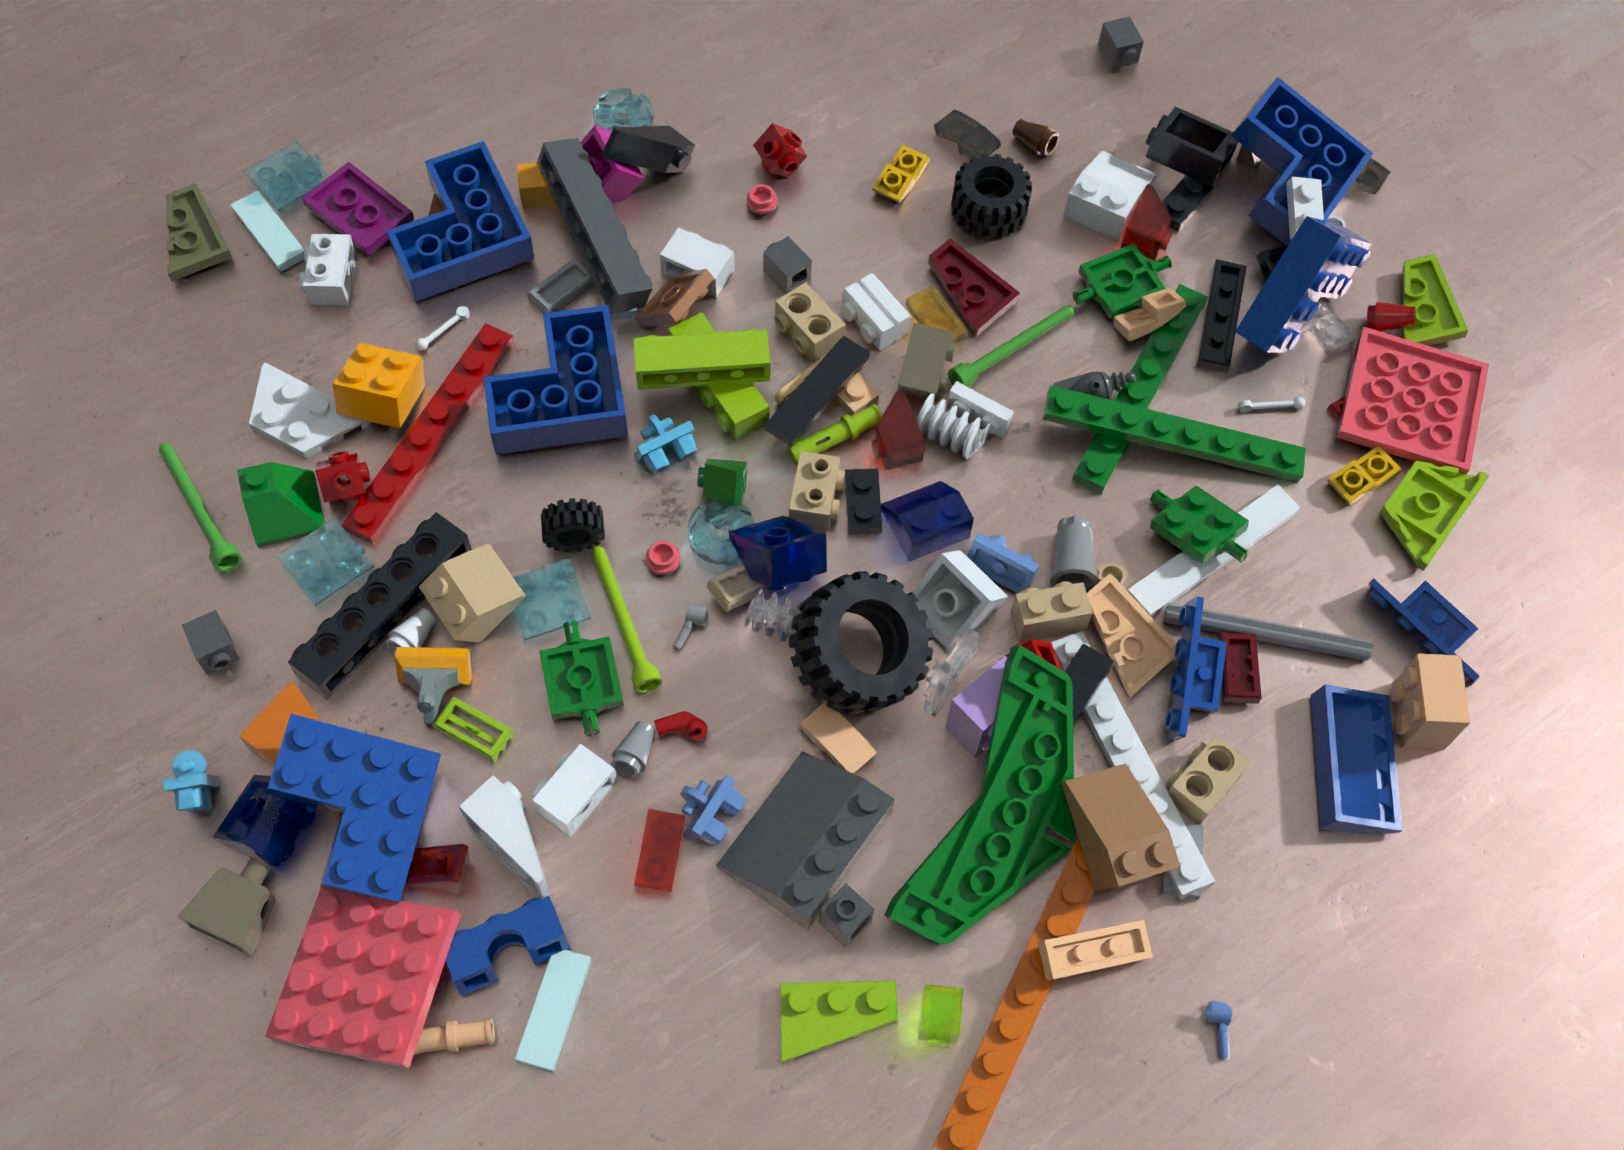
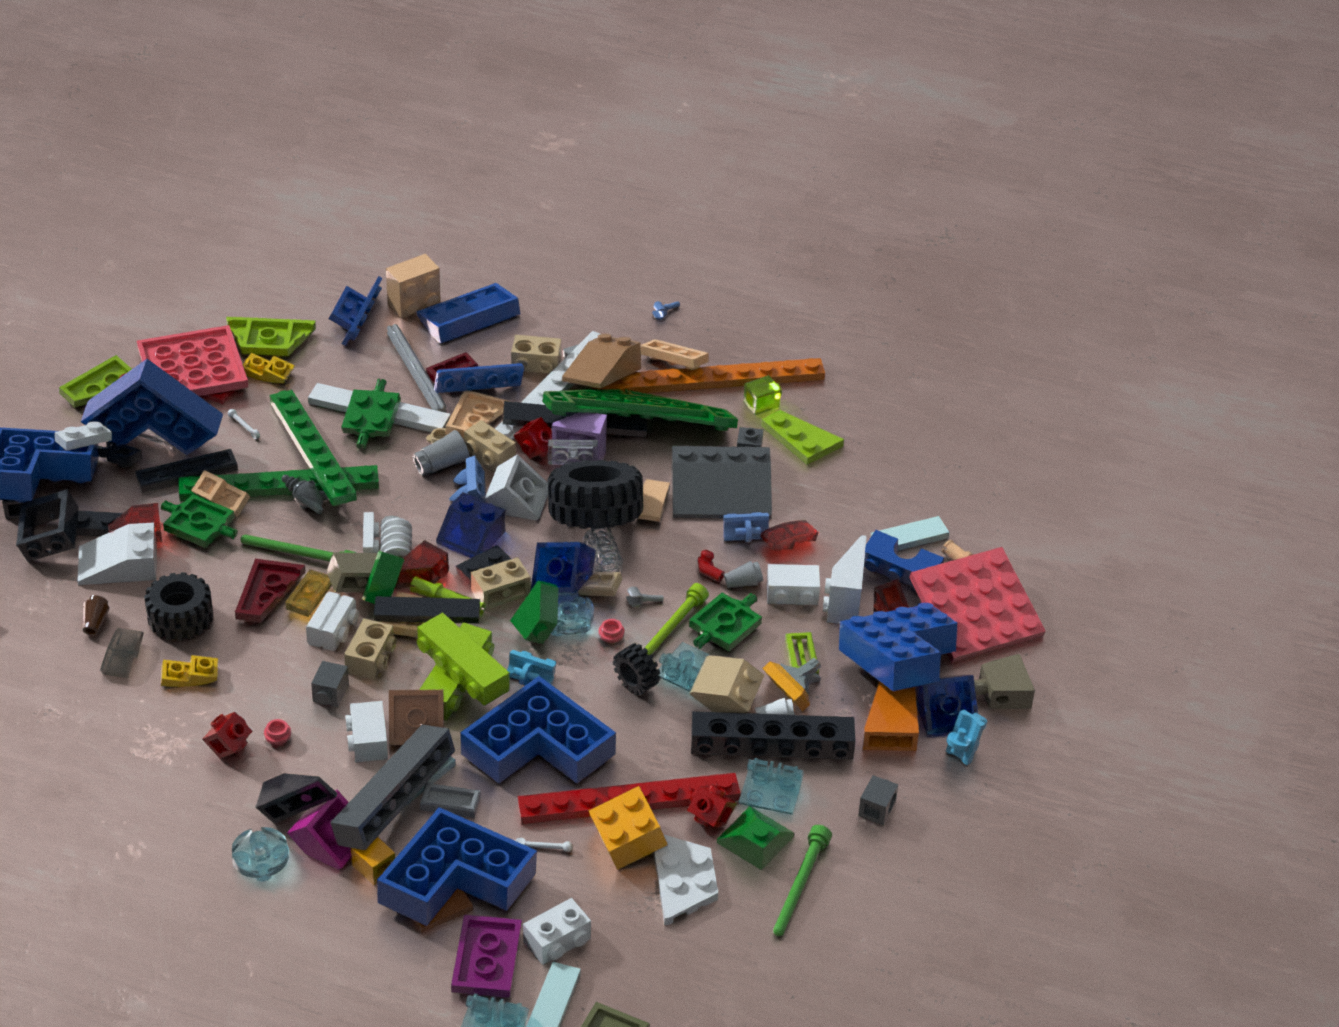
camera: 125 degrees left, 20 degrees down
(891, 371) = (383, 576): none -> green tile

